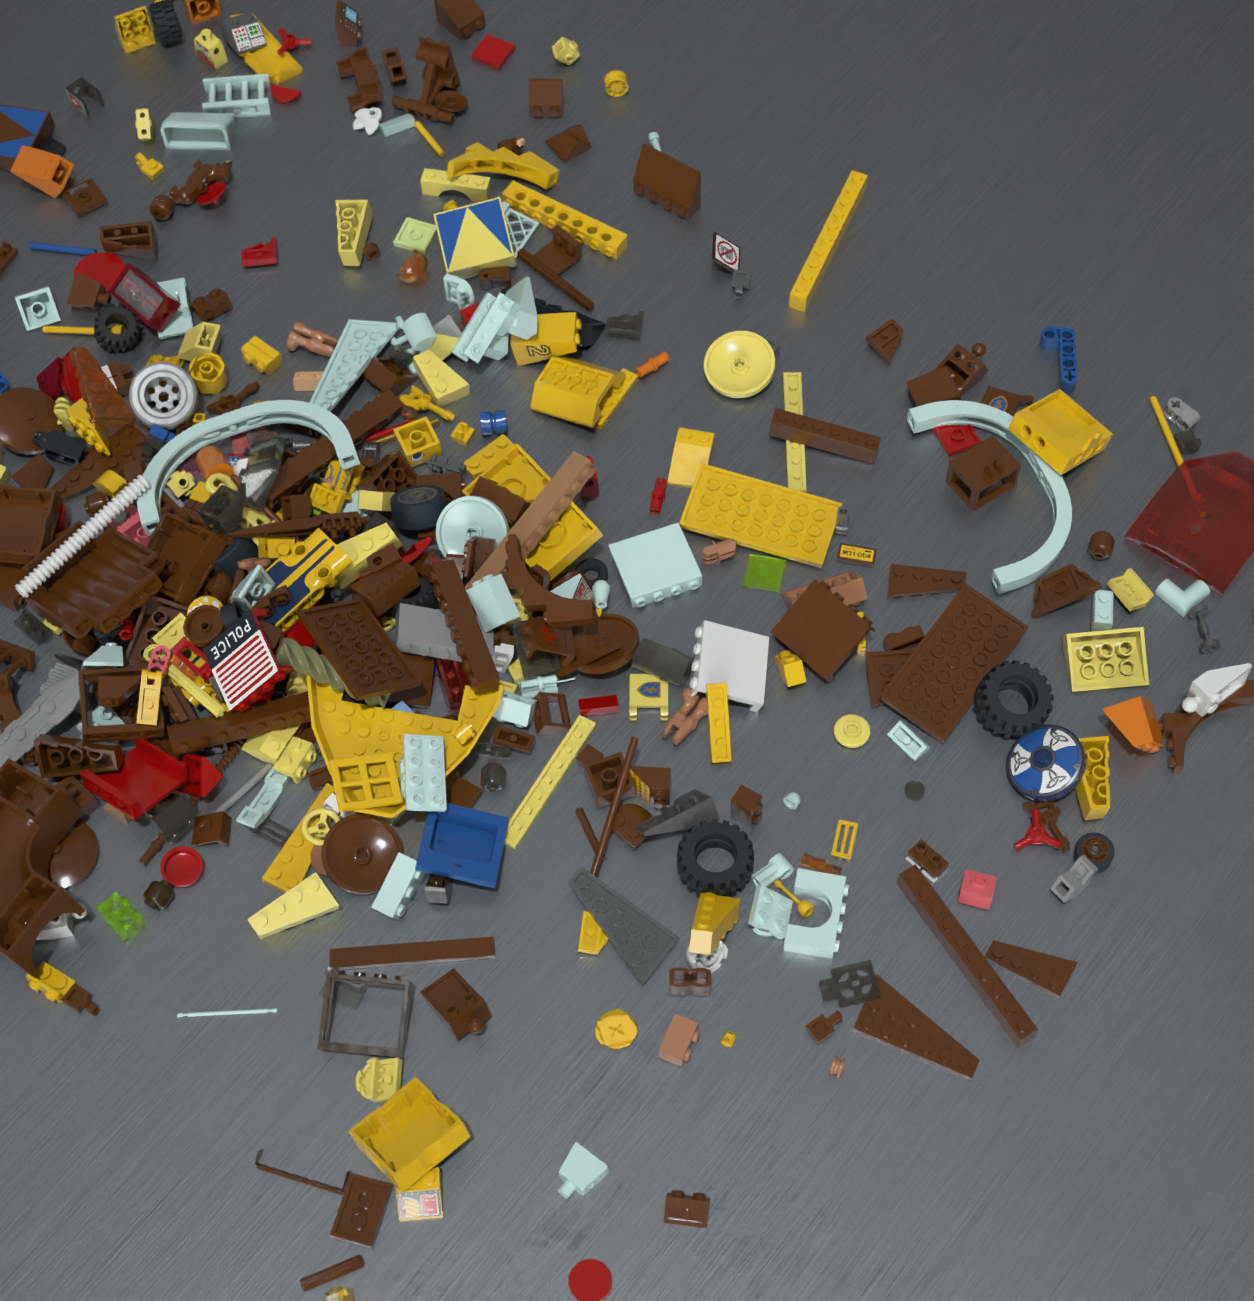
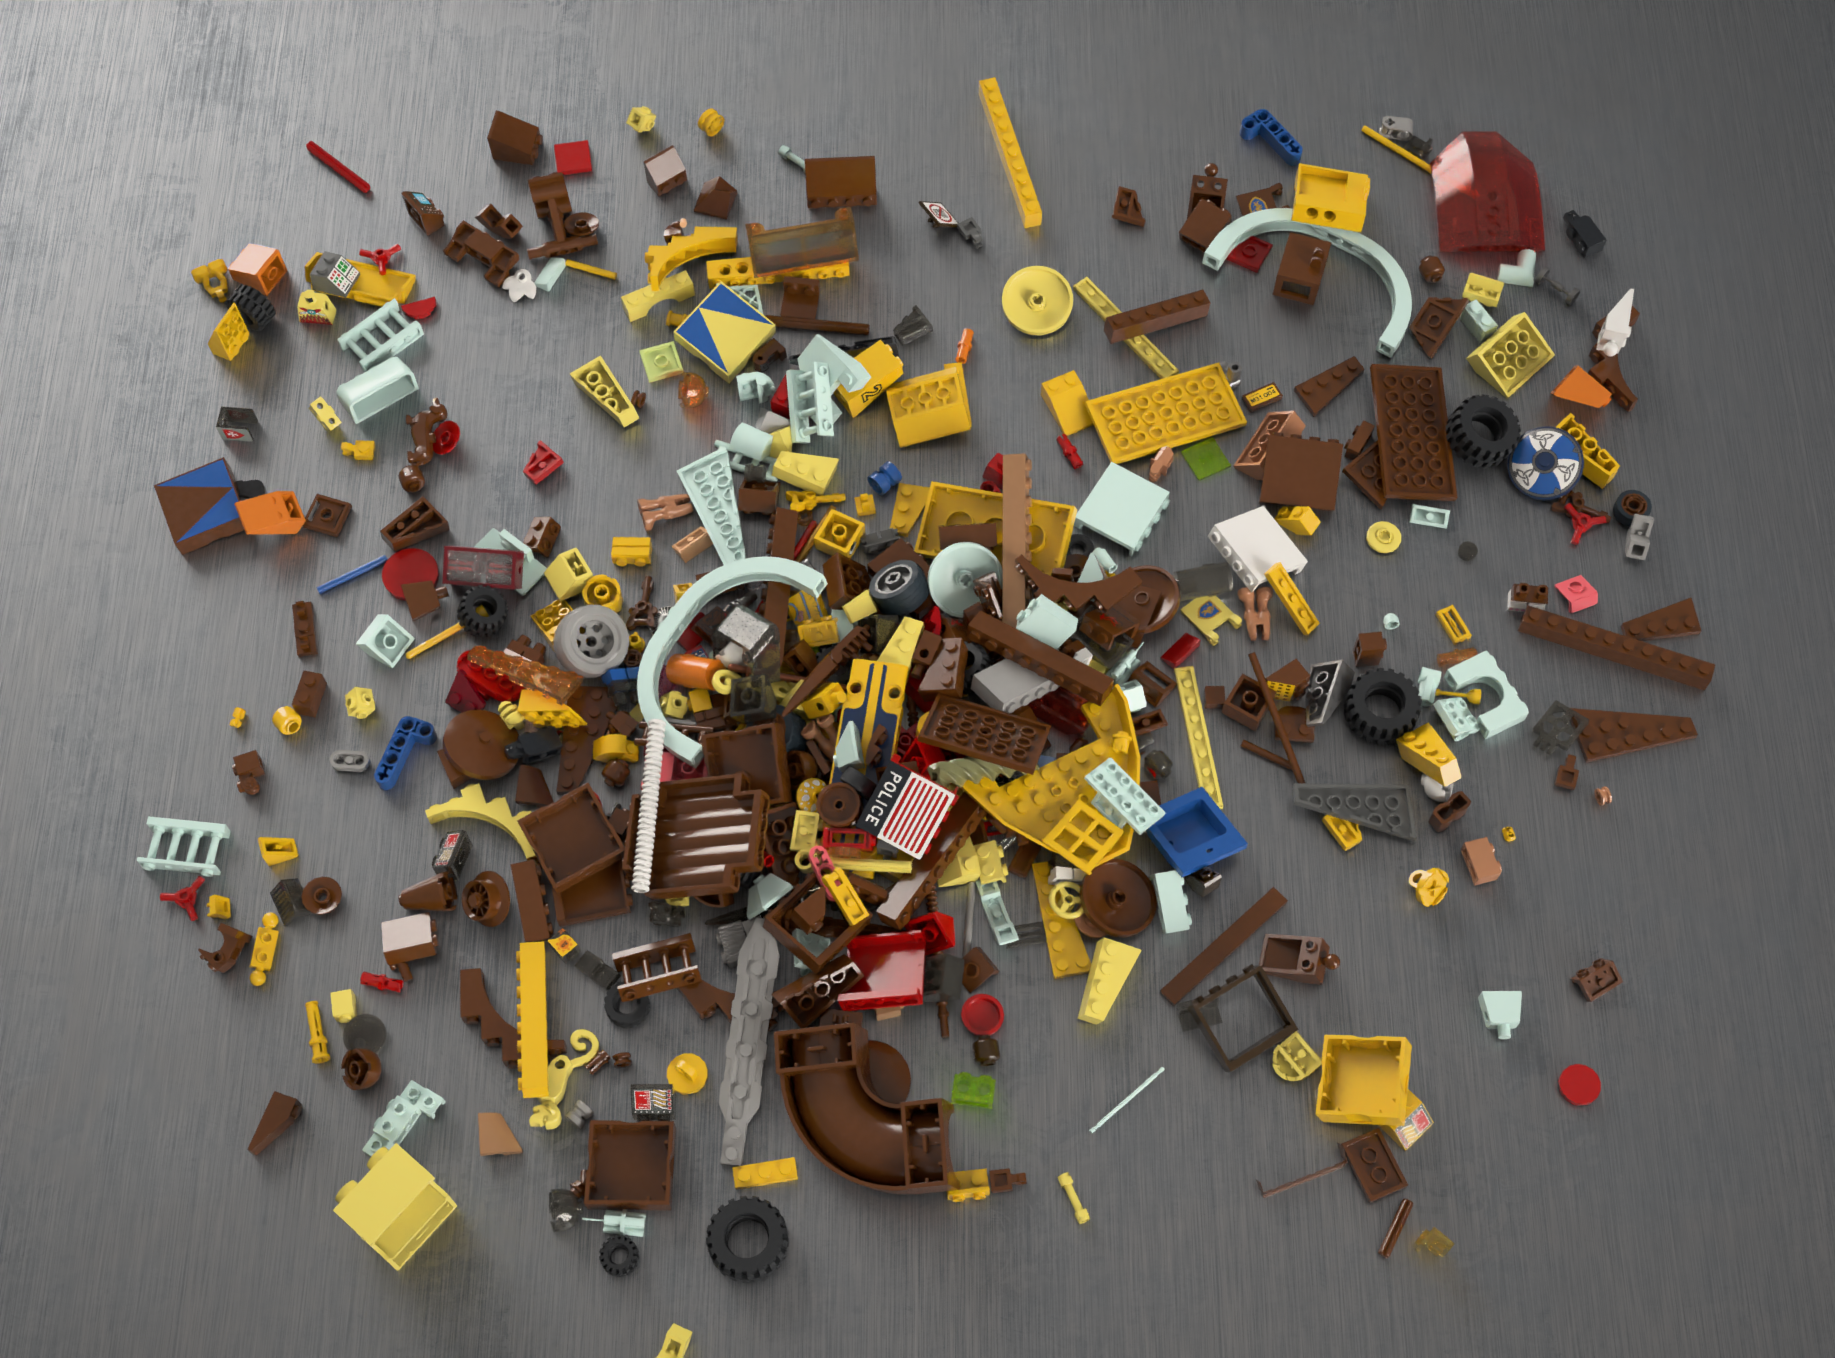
camera: 40 degrees left, 5 degrees up
(122, 1036) = (1066, 1182): none -> light yellow bar
(589, 209) = (802, 245): none -> windscreen

